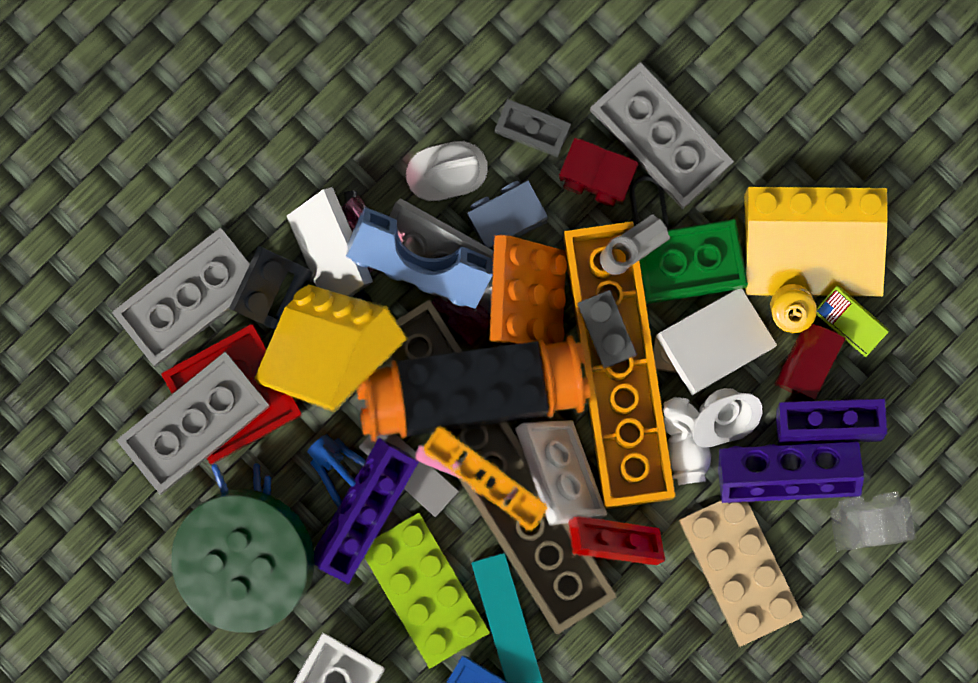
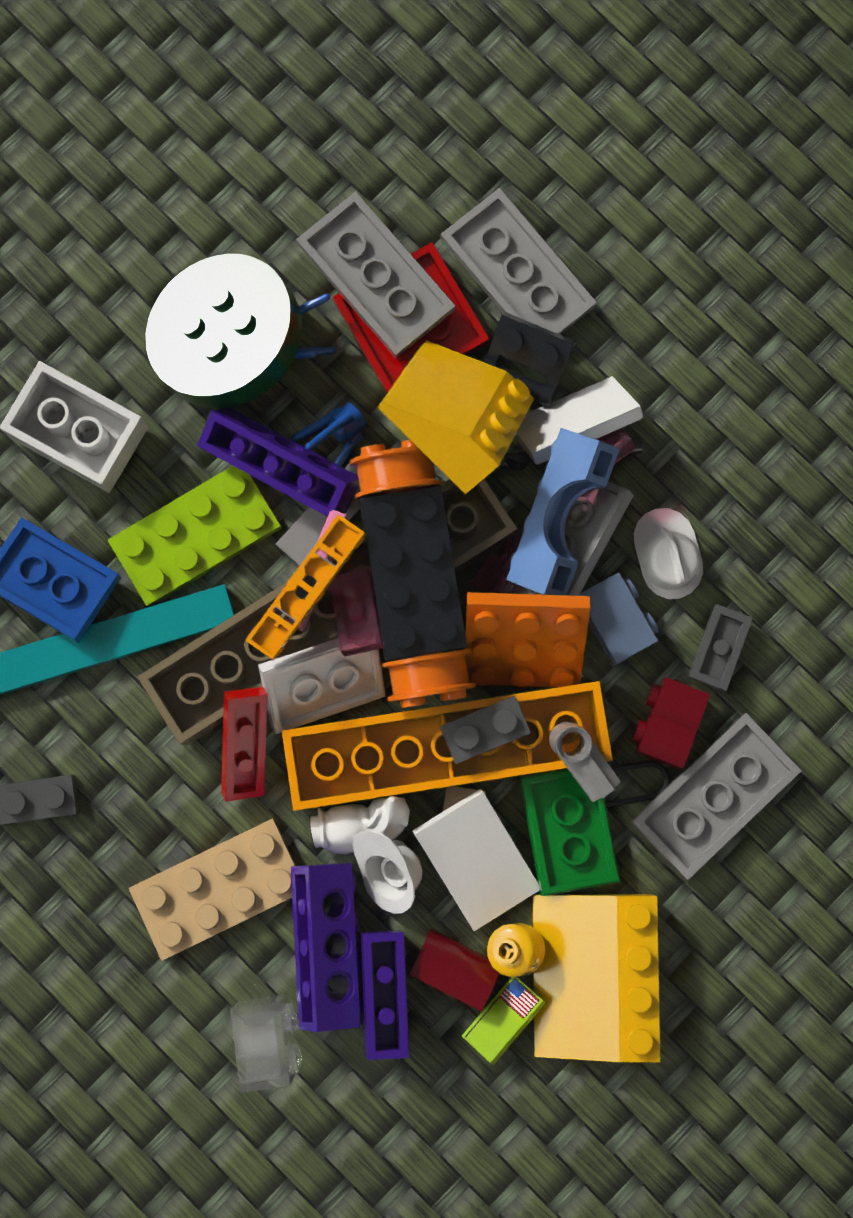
camera: 85 degrees right, 0 degrees up
(505, 438) = (356, 613): none -> clear pink plate

